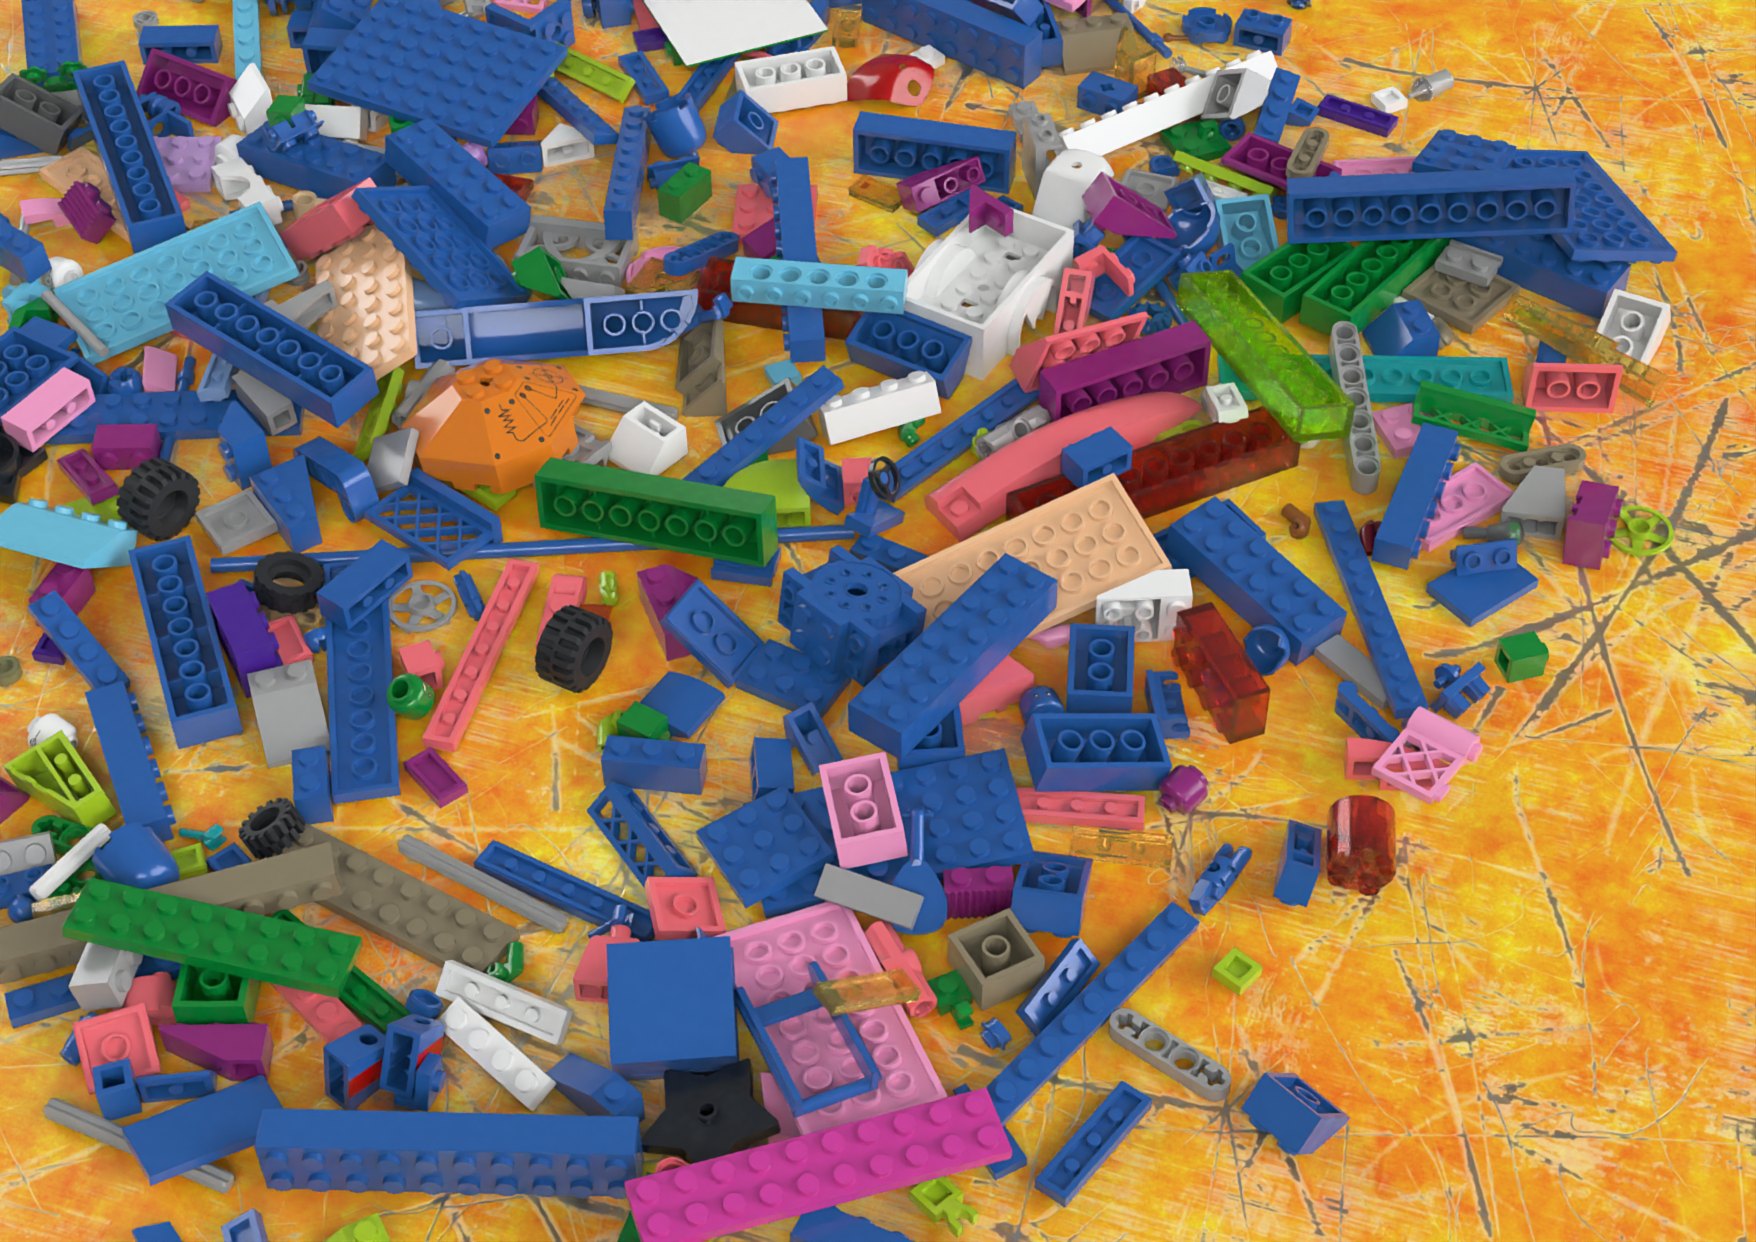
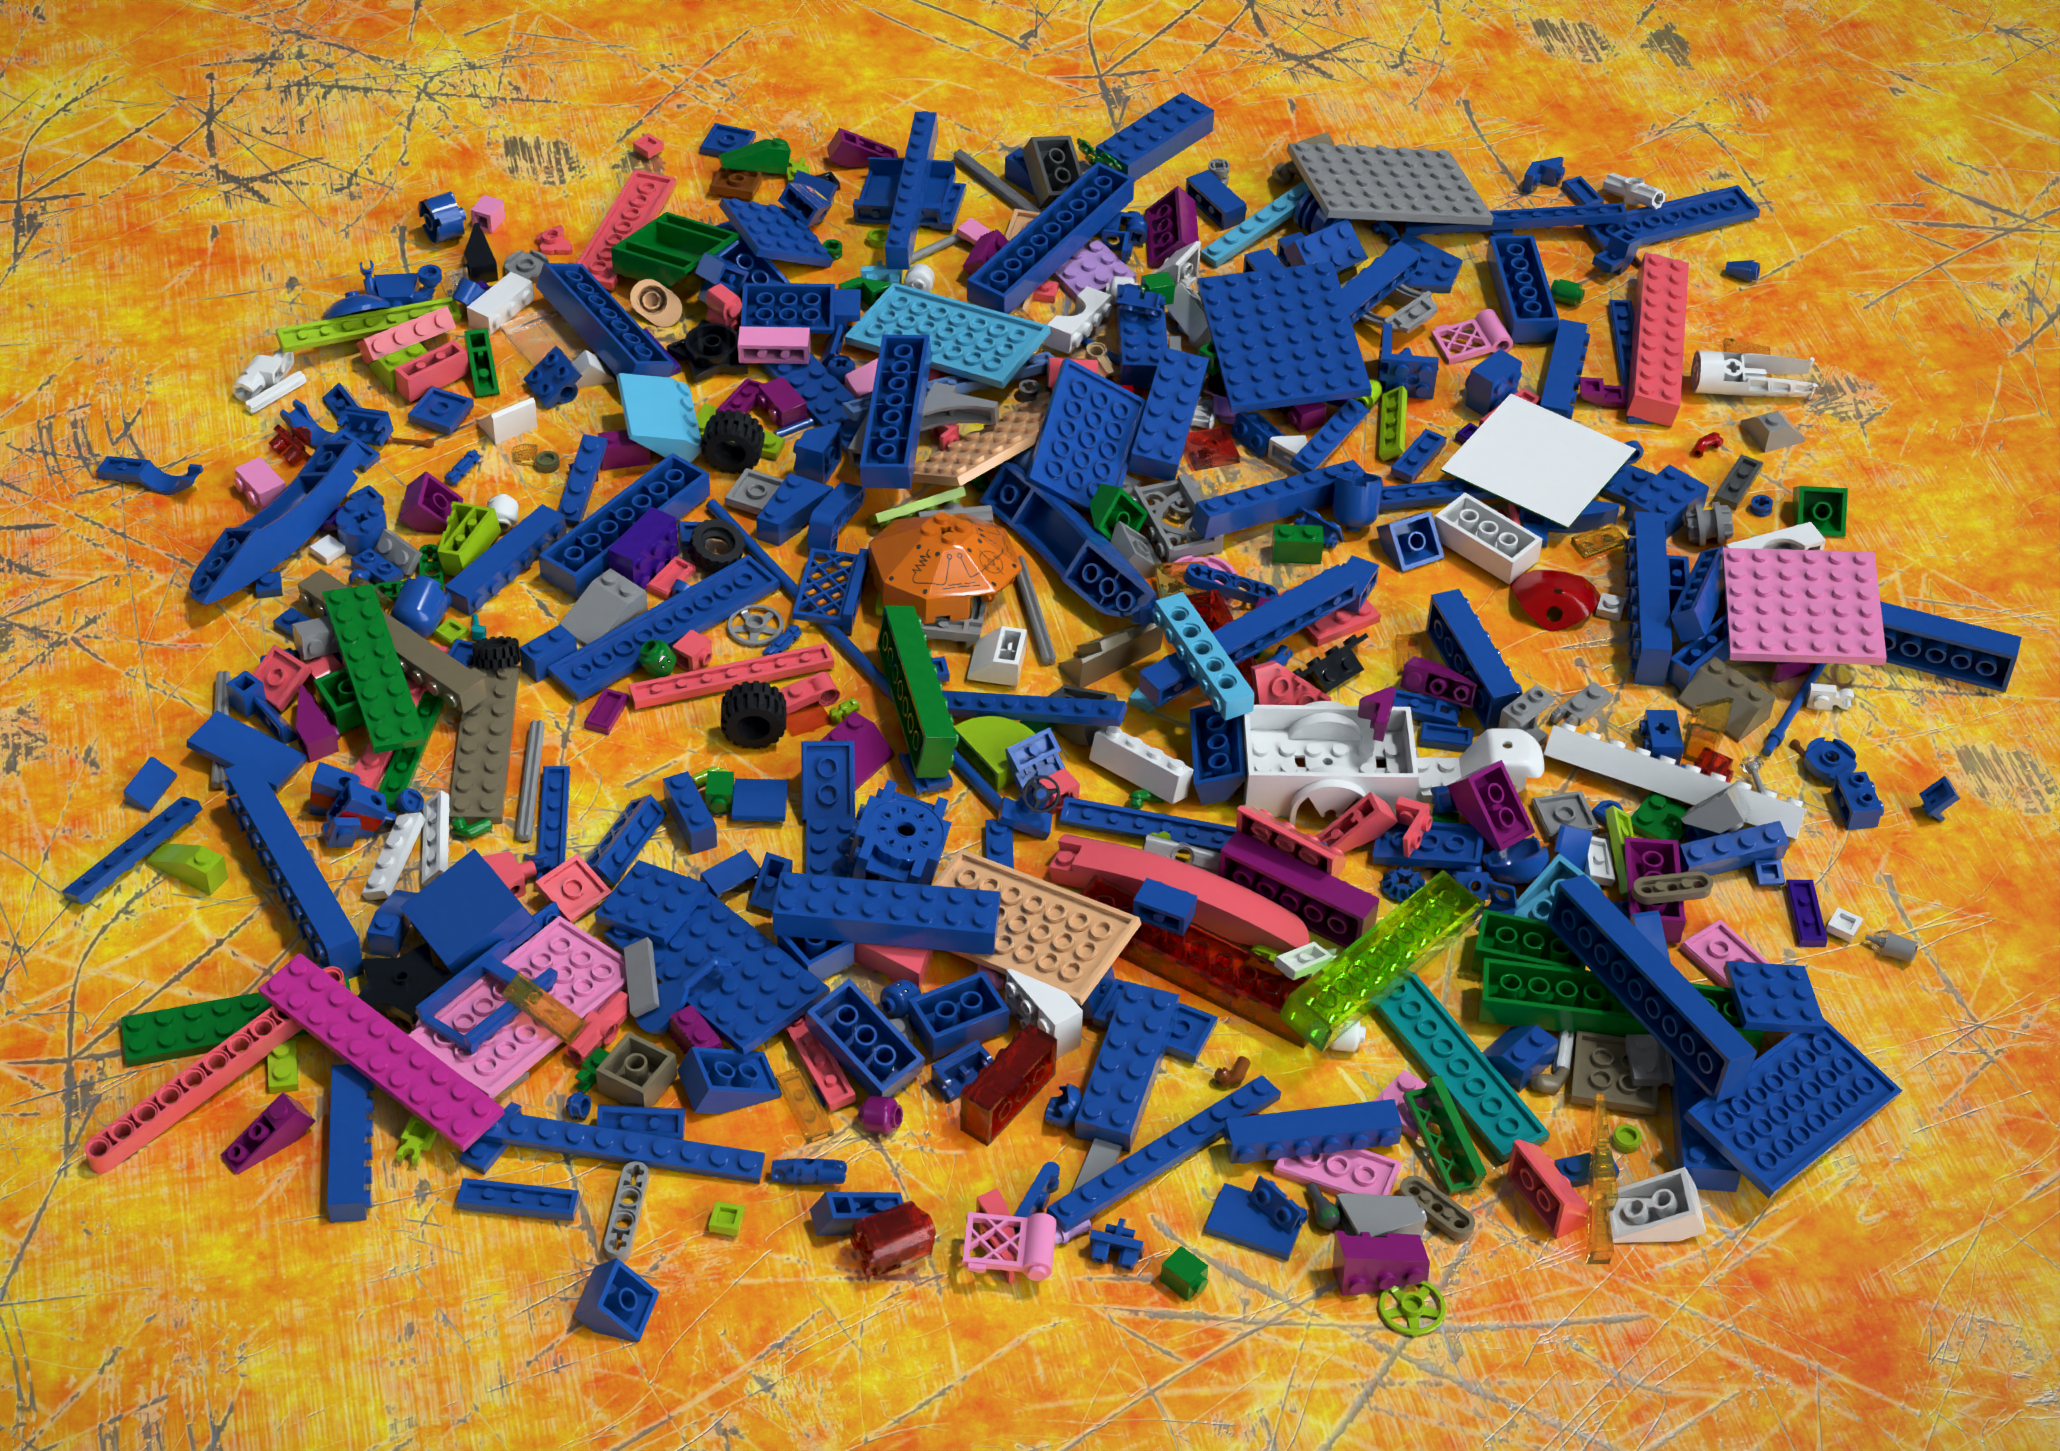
camera: 55 degrees right, 0 degrees up
(70, 862) = (399, 575): white axle -> none
(89, 337) = (867, 311): light grey bar -> none
(364, 584) = (735, 581): blue brick -> none
(392, 459) = (863, 533): light grey tile -> none
(850, 234) = (1336, 667): none -> black bracket
(863, 810) = (702, 926): bright pink brick -> none
(1350, 376) = (1395, 1039): light grey beam -> none

